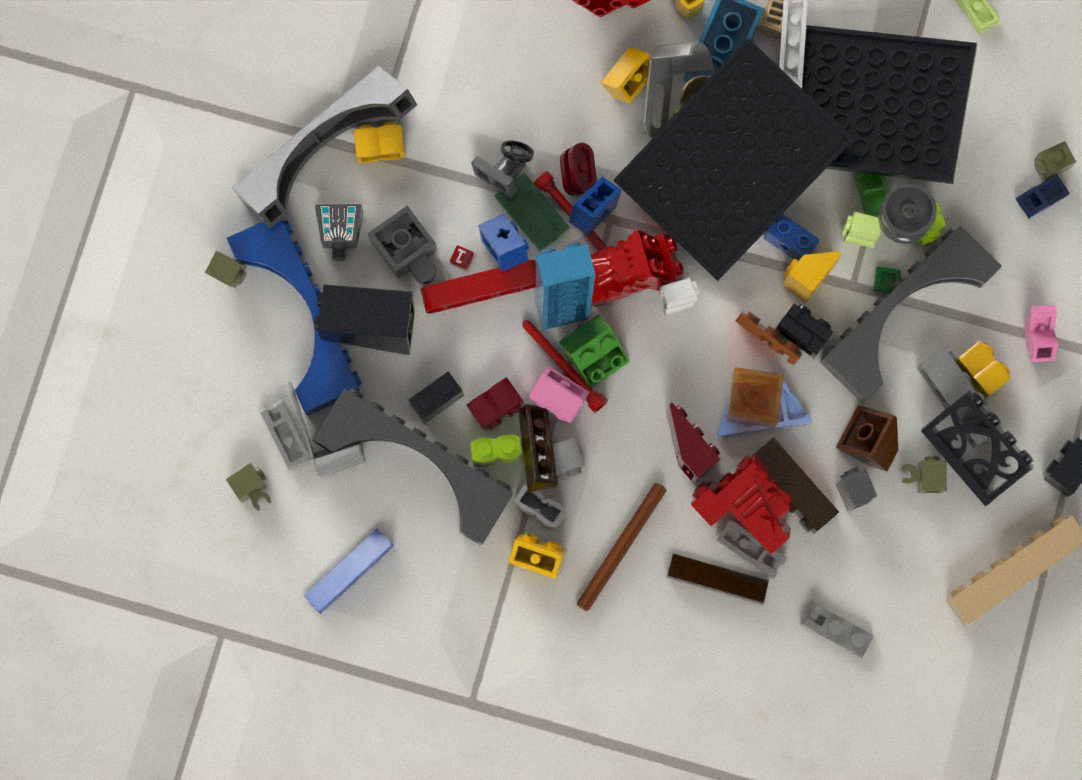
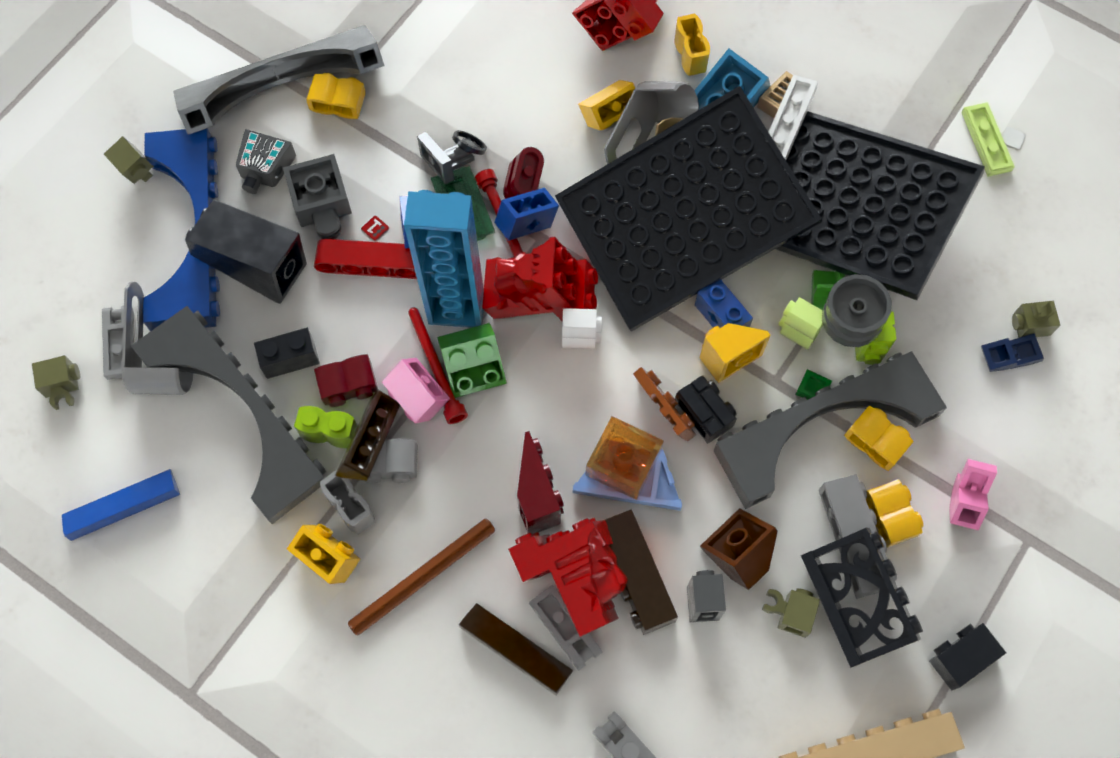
camera: 20 degrees right, 10 degrees down
(953, 308) = (879, 437): none -> yellow brick

